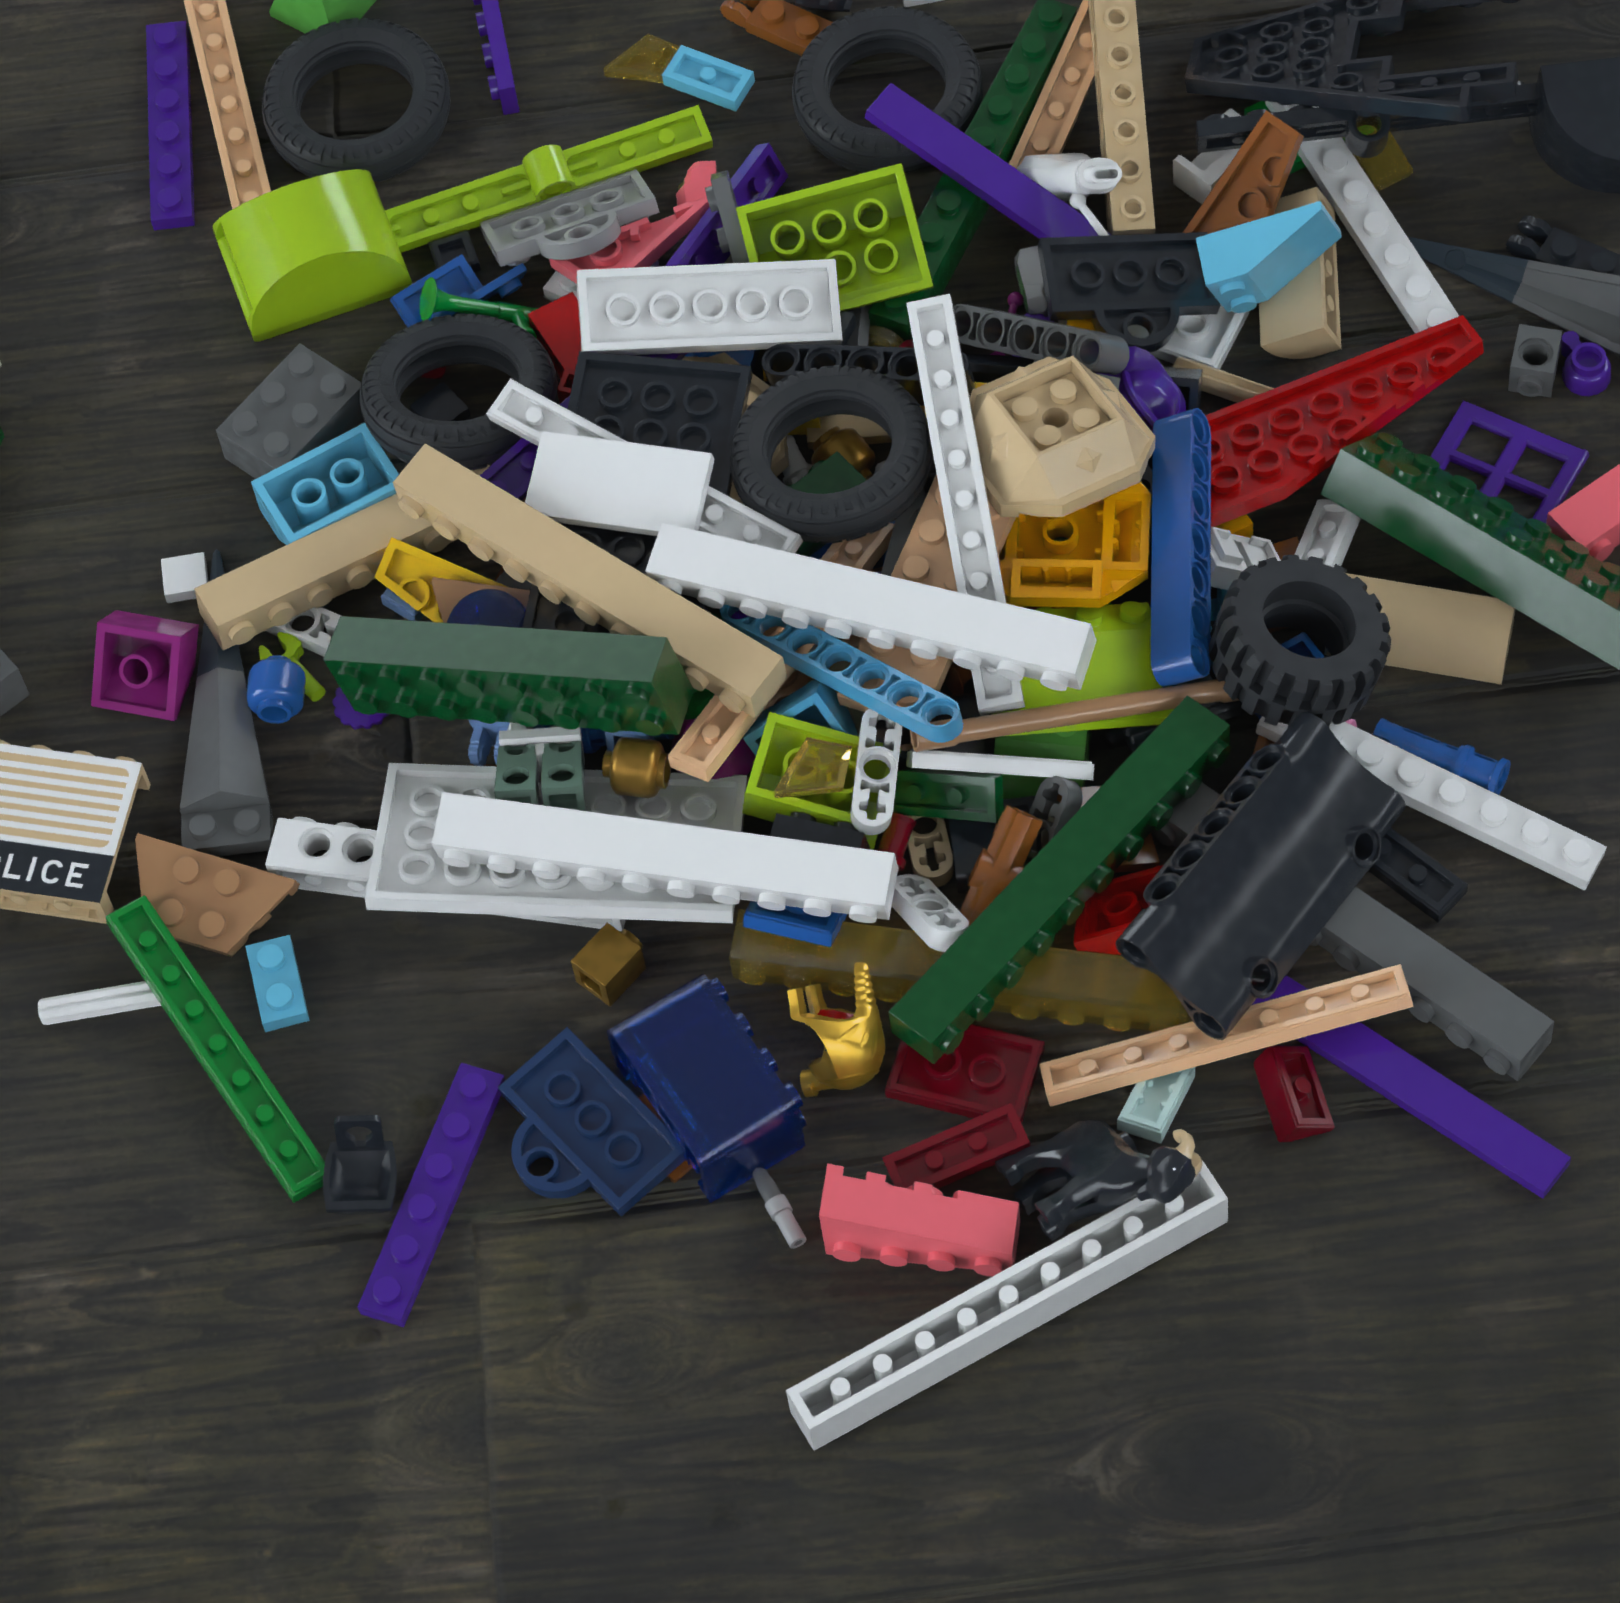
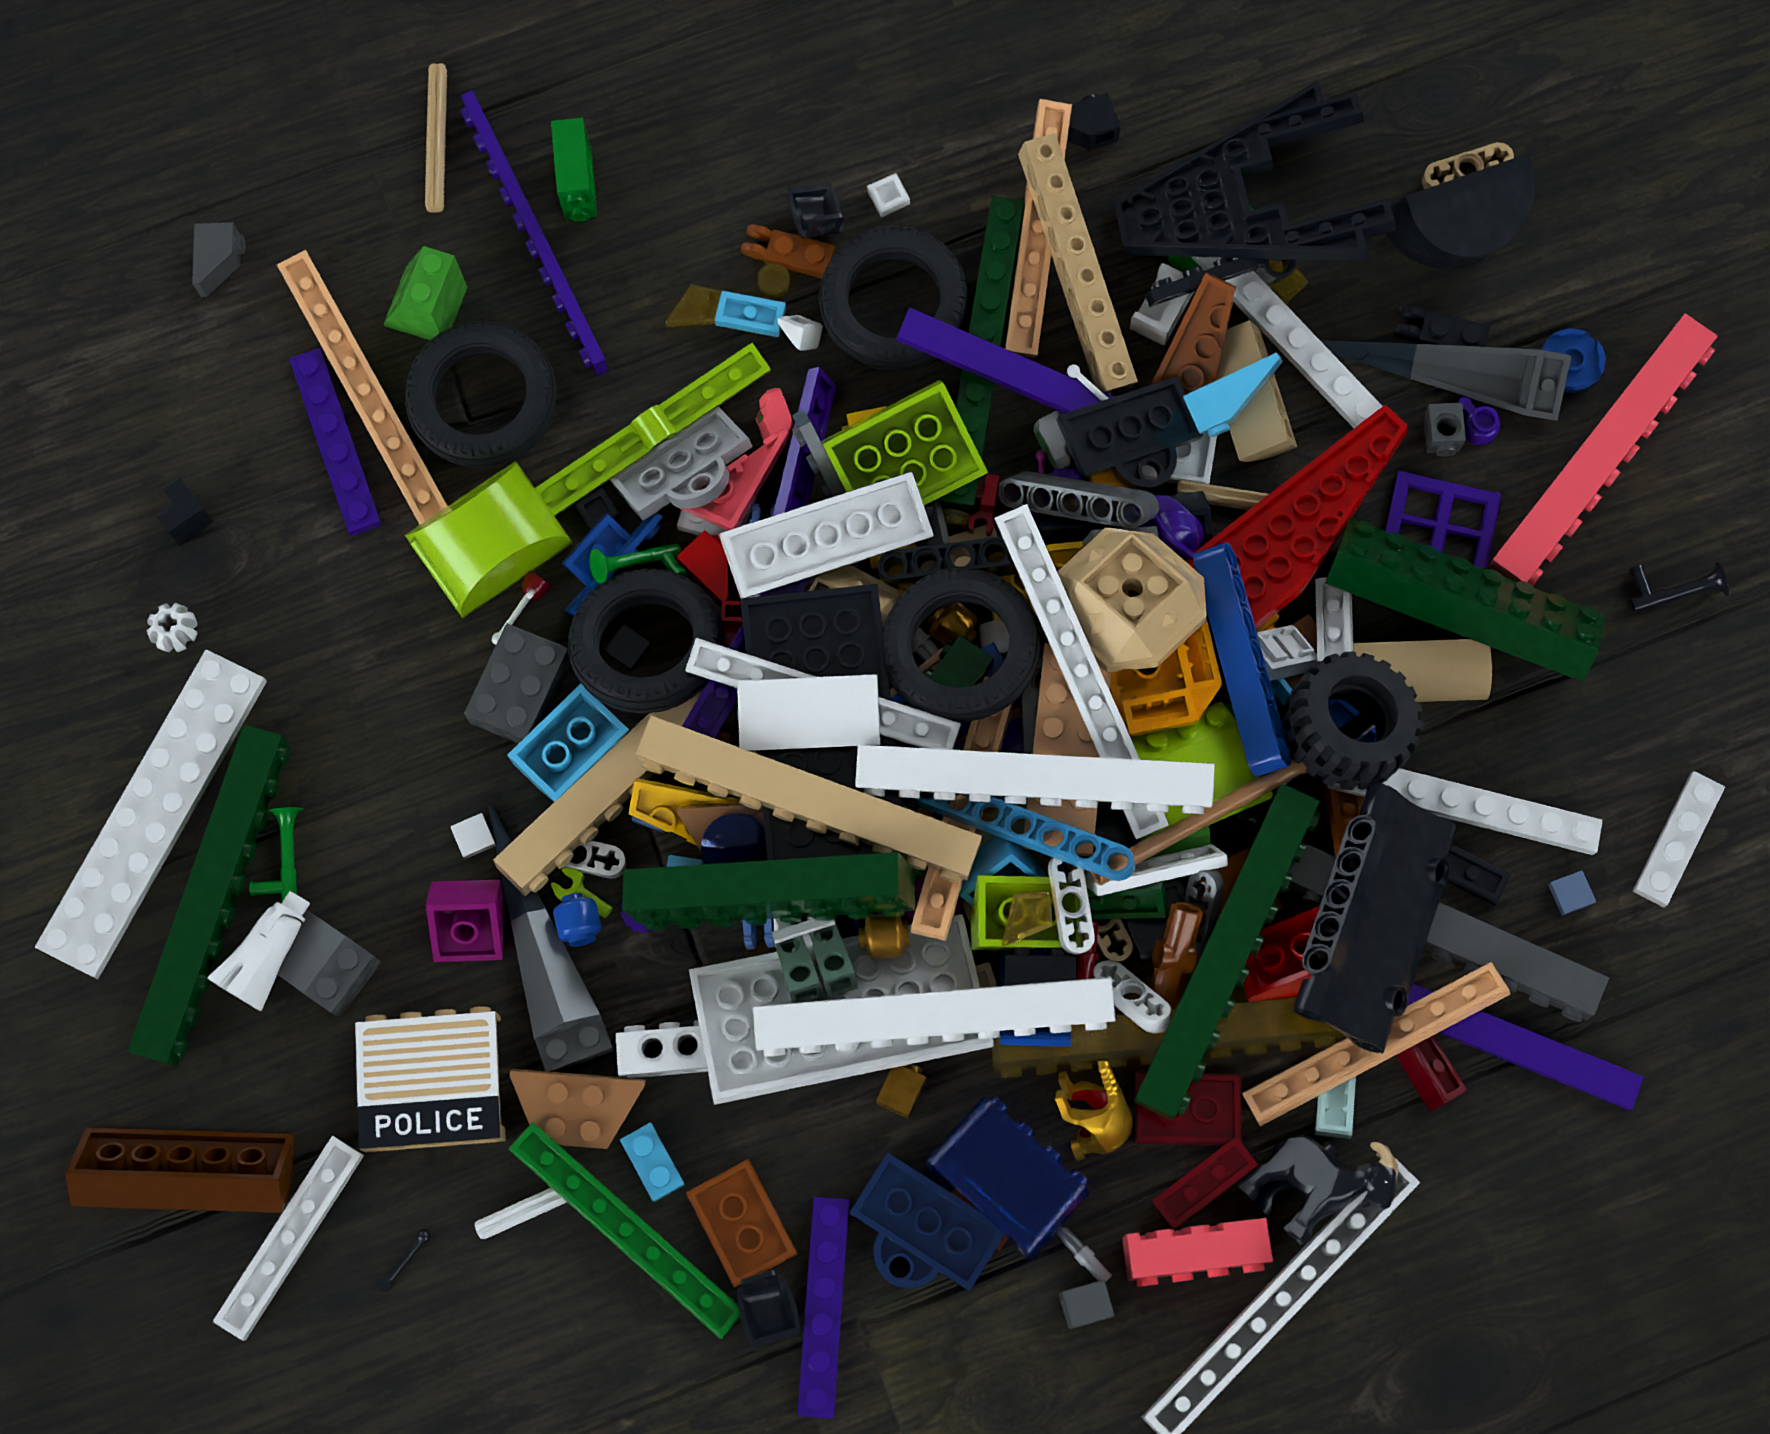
camera: 20 degrees left, 15 degrees up
(348, 323) = (532, 588): none -> hinge
(364, 1070) = (741, 1223): none -> dark orange tile
(750, 49) = (773, 280): none -> clear yellow tile
(758, 1250) = (1086, 1304): none -> dark grey panel
(764, 108) = (801, 331): none -> white slope
(1071, 173) = (1064, 349): white piece -> none
(1459, 761) = (1479, 776): blue pin -> none
(1542, 926) = (1572, 893): none -> sand blue tile

